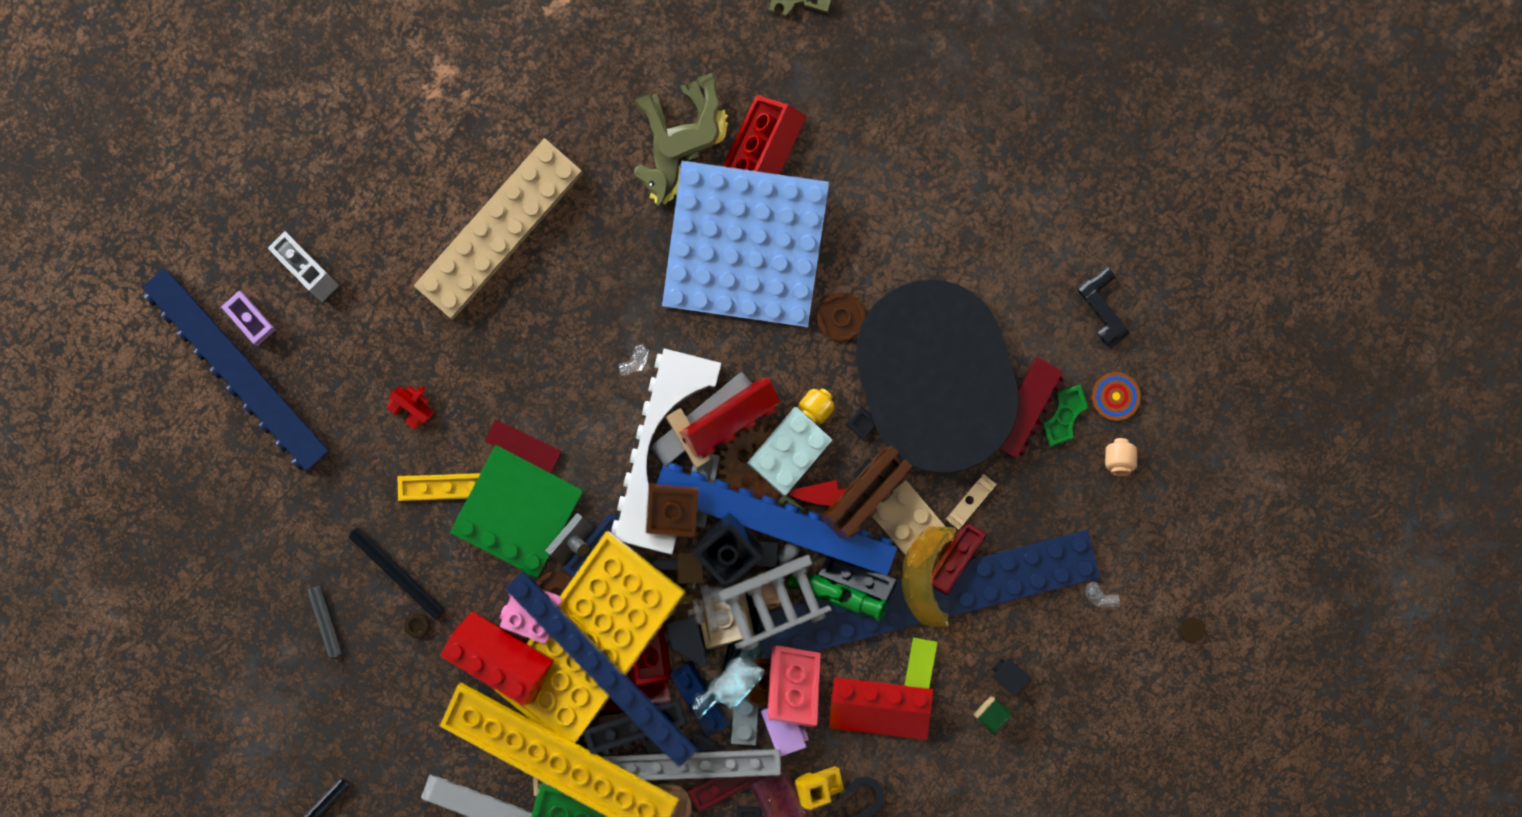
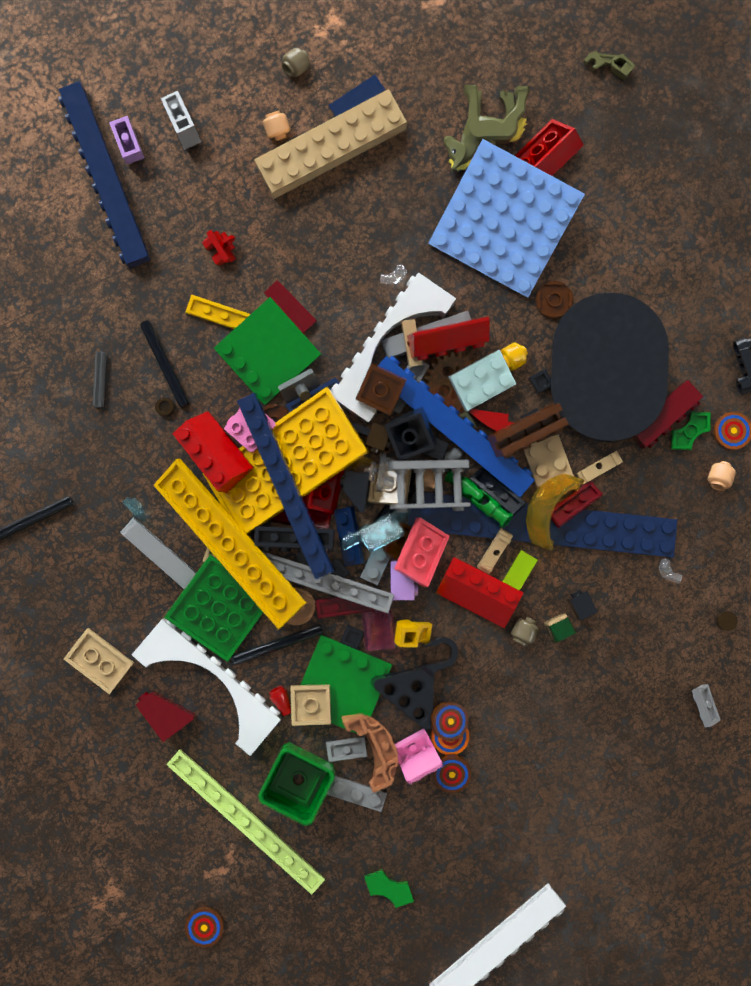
camera: 25 degrees right, 0 degrees up
(417, 144) = (295, 62): none -> dark tan head
(423, 230) = (276, 125): none -> light nougat head
(425, 759) = (134, 506): none -> clear light blue plate
(508, 158) = (356, 96): none -> dark blue tile
(883, 640) = (499, 543): none -> tan piece
(954, 734) = (525, 631): none -> dark tan head
(1203, 741) = (706, 705): none -> light grey plate

